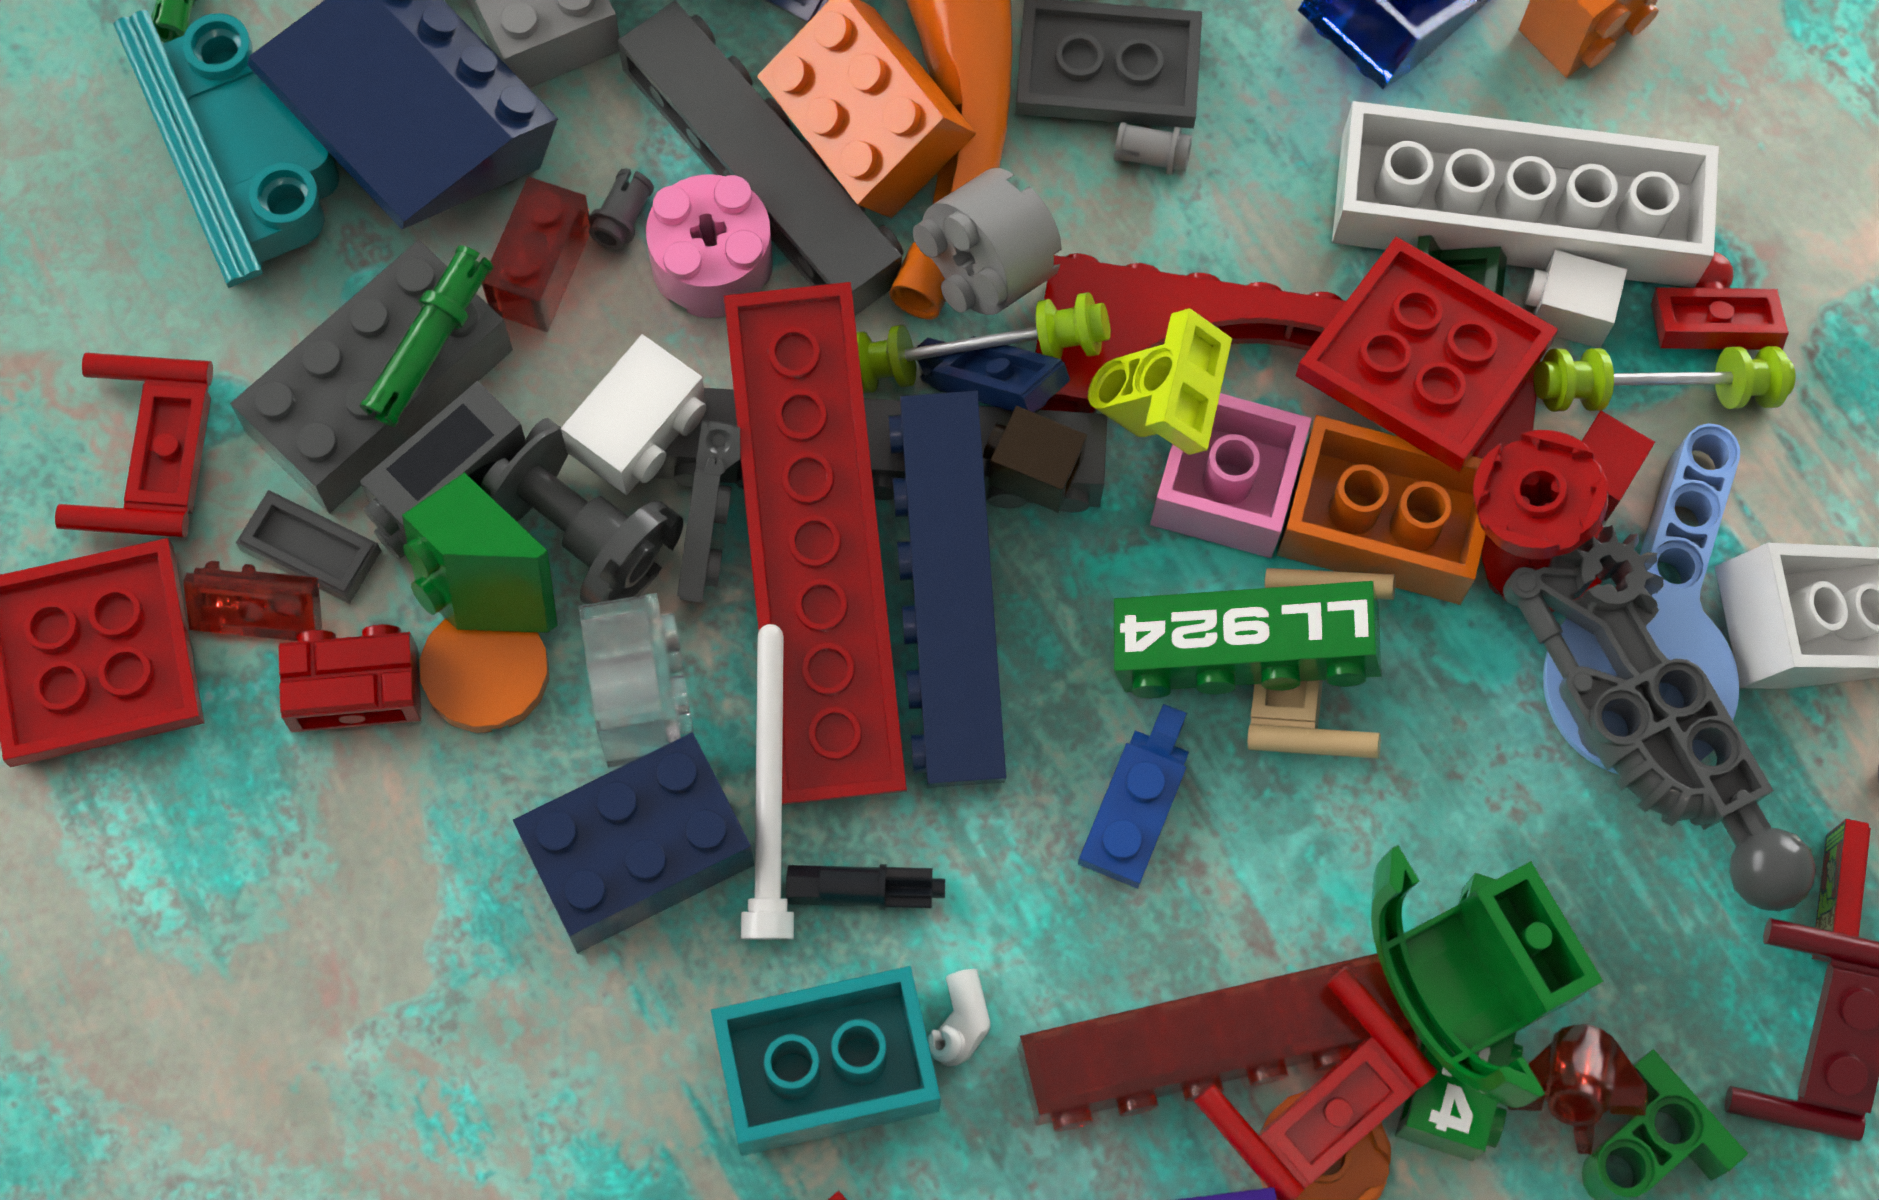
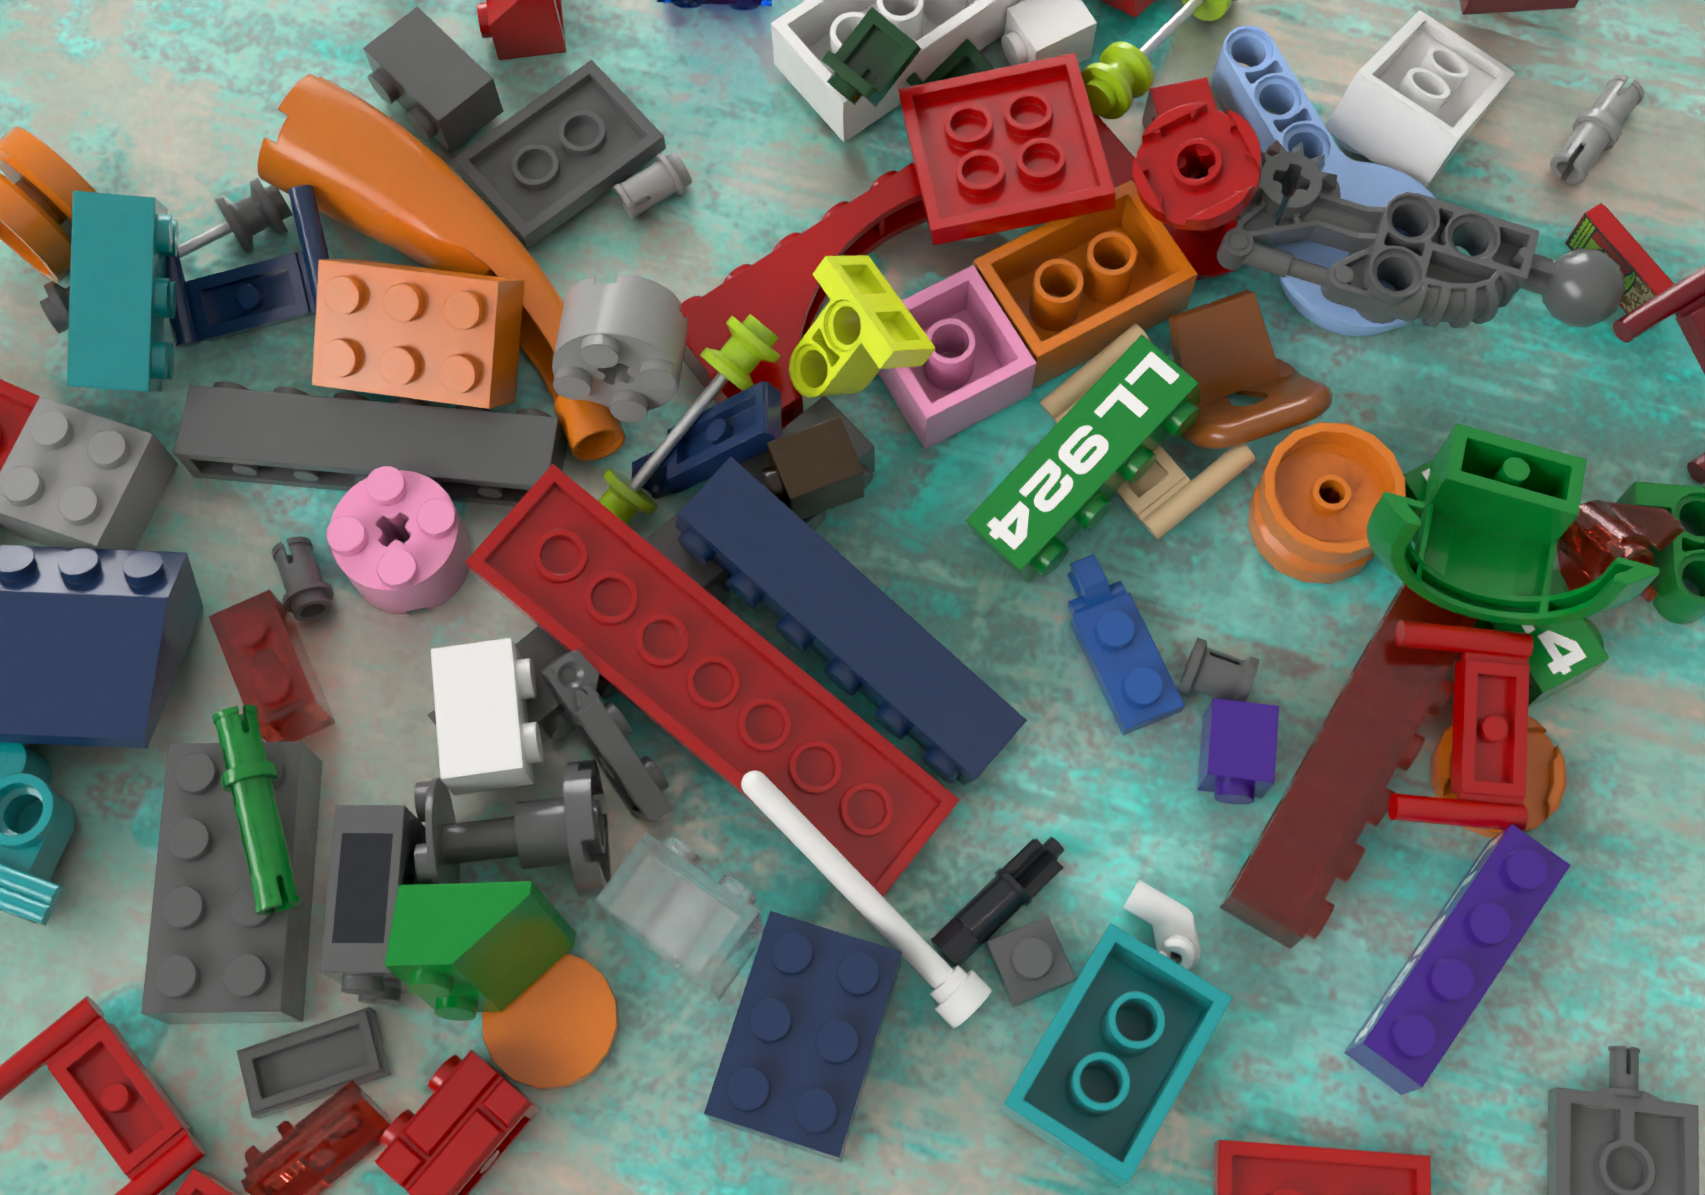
camera: 40 degrees left, 0 degrees up
(841, 947) = (1030, 961): none -> dark grey plate
(1141, 950) = (1238, 750): none -> dark purple brick
(1187, 885) = (1218, 673): none -> dark grey bush
(1388, 194) = (870, 59): none -> dark green bracket
(1417, 806) = (1318, 500): none -> orange wheel
(1451, 663) = (1230, 353): none -> dark orange piece

